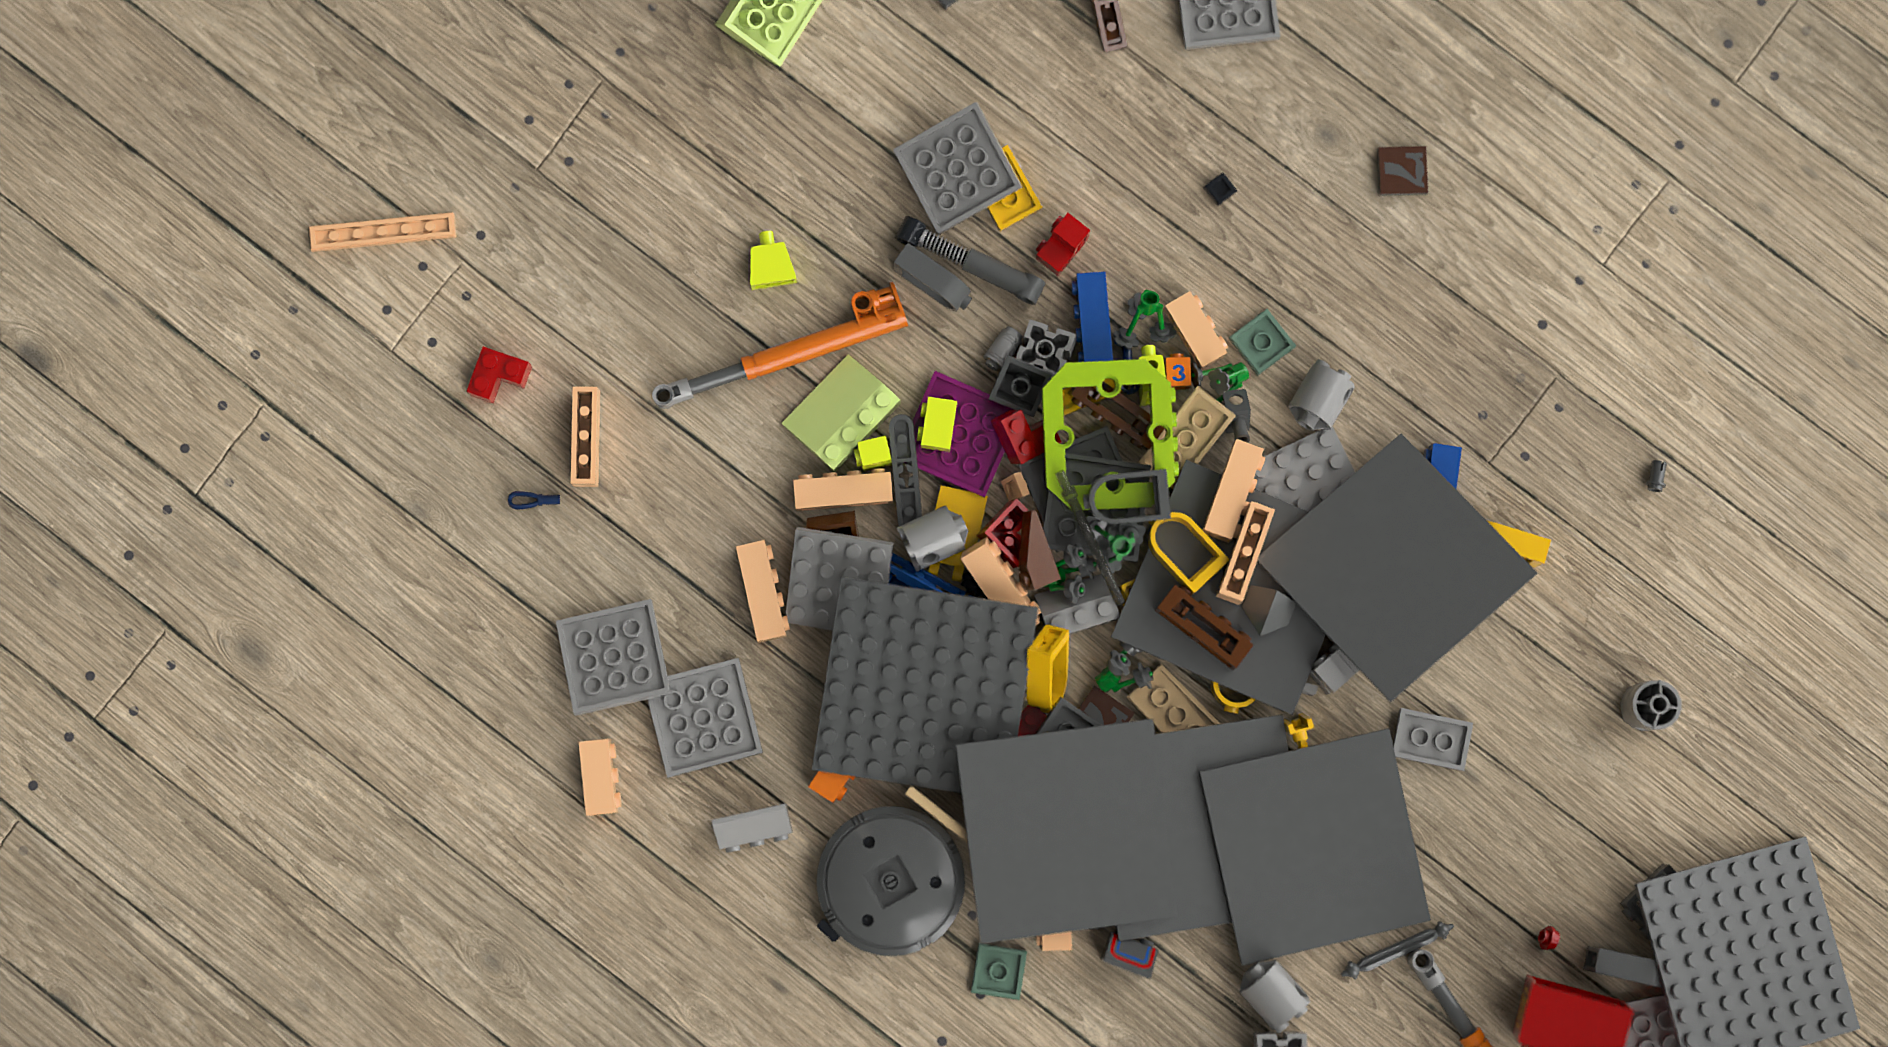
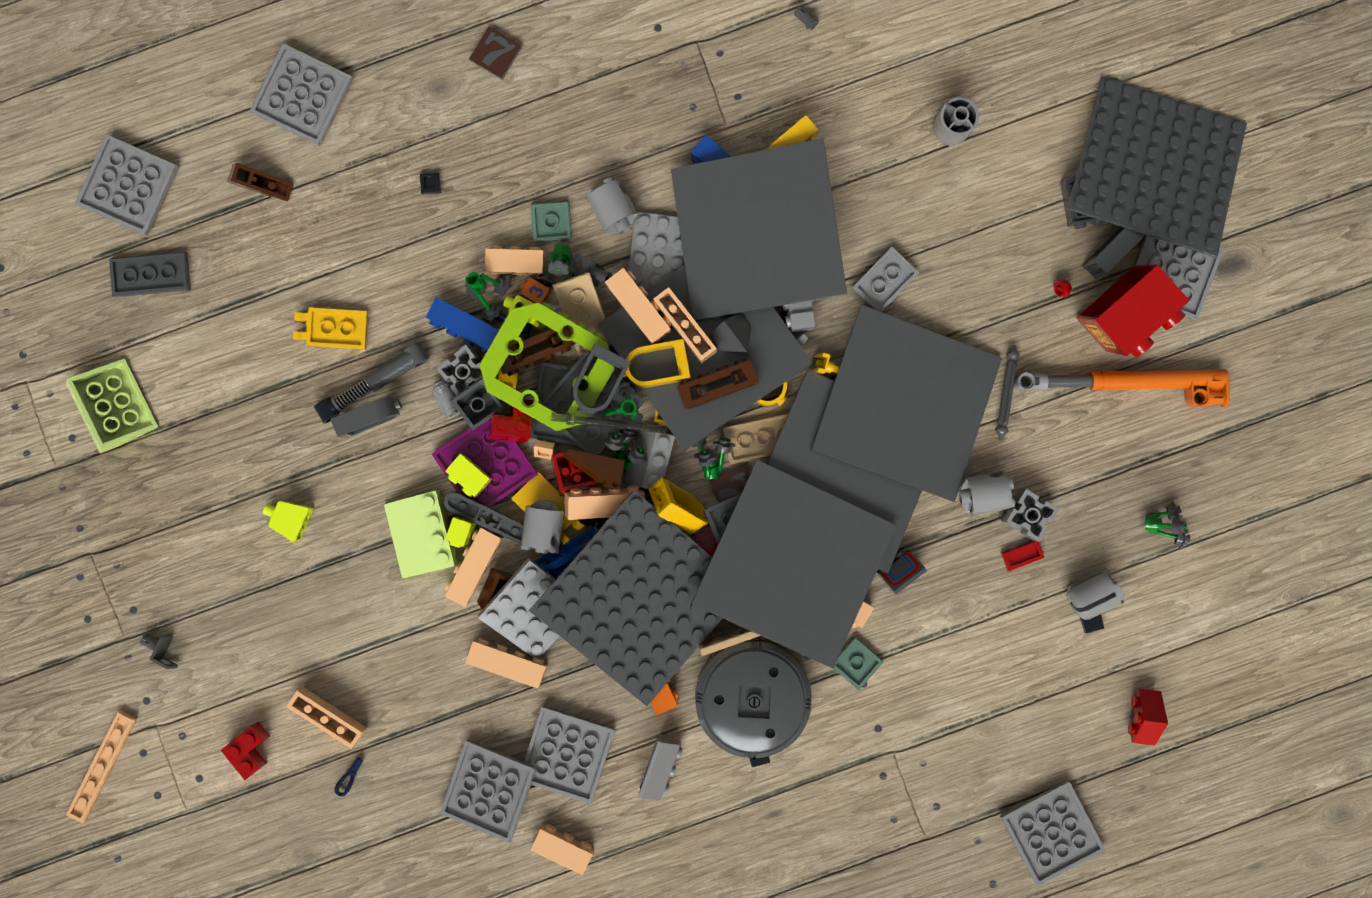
camera: 50 degrees left, 5 degrees up
(547, 214) = (159, 649): none -> dark grey bracket
(879, 318) = (372, 468): orange piece -> none
(957, 168) = (302, 351): light grey plate -> none
(1063, 245) = (400, 311): red brick -> none

